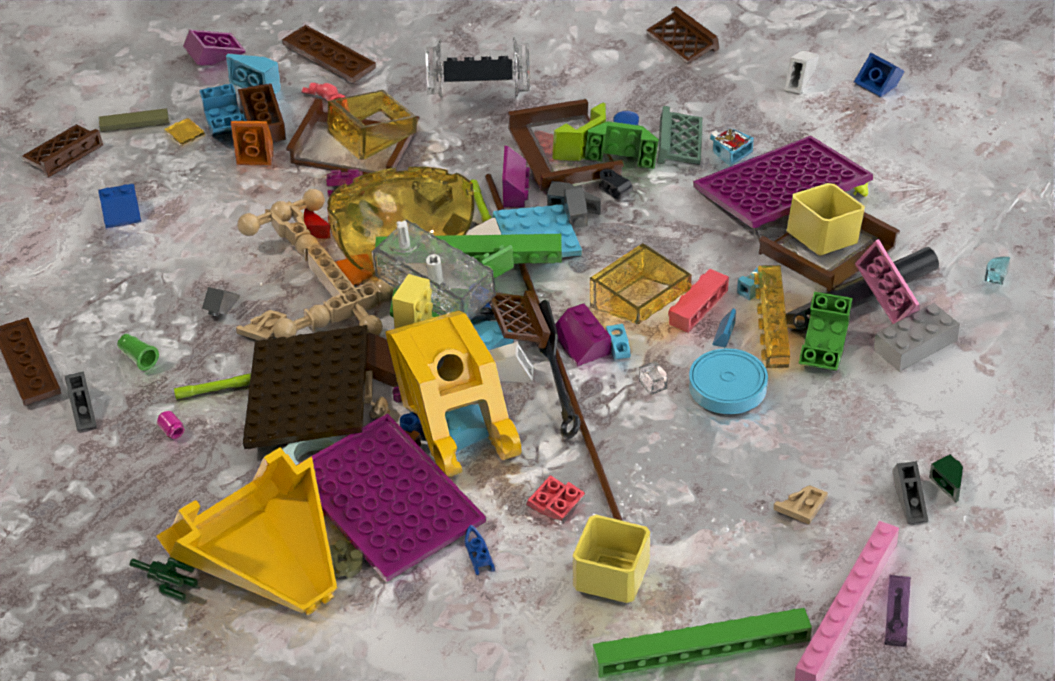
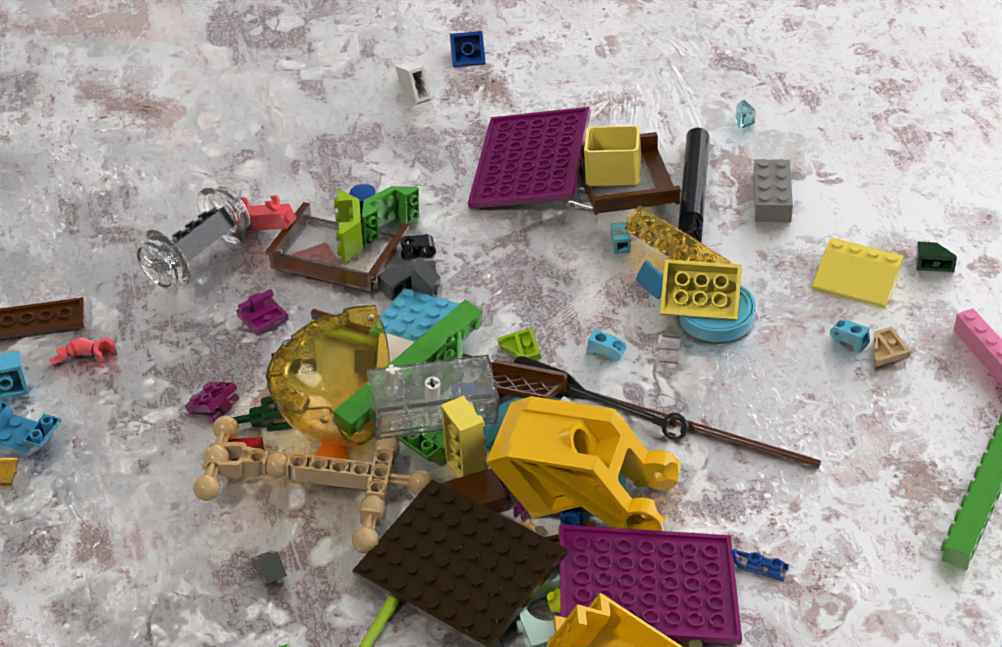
camera: 50 degrees left, 0 degrees up
(119, 205) = (48, 570): blue slope -> none
(252, 142) = (94, 429): orange slope -> none
(260, 104) = (49, 396): reddish brown brick -> none
(262, 326) = (335, 555): tan wing -> none
(318, 149) = (169, 368): piece -> none
(367, 140) = (169, 355): clear yellow windscreen -> none
(455, 151) = (261, 312): none -> magenta plate
(514, 179) = (338, 294): magenta slope -> none
(546, 88) = (270, 216): none -> coral brick
(555, 498) = (745, 482): coral slope -> none
(569, 297) = (521, 344): none -> lime wing
(582, 335) = (579, 358): magenta slope -> none
(611, 558) = (867, 480): light yellow plate -> none
(627, 270) = (555, 273): clear yellow windscreen -> none
(667, 134) = (380, 180): sand green fence -> none
(692, 29) = (289, 105): reddish brown fence -> none
(698, 300) = (606, 276): coral brick -> none
(726, 355) = (701, 289): none -> light yellow slope
(731, 145) = (450, 162): torso -> none
(791, 475) = (851, 333): none -> medium azure leg
(826, 331) = (723, 230): bright green slope -> none
(873, 440) = (858, 272): none -> light yellow slope
(887, 283) = (722, 163): bright pink slope -> none
(910, 492) = (929, 284): dark grey slope -> none

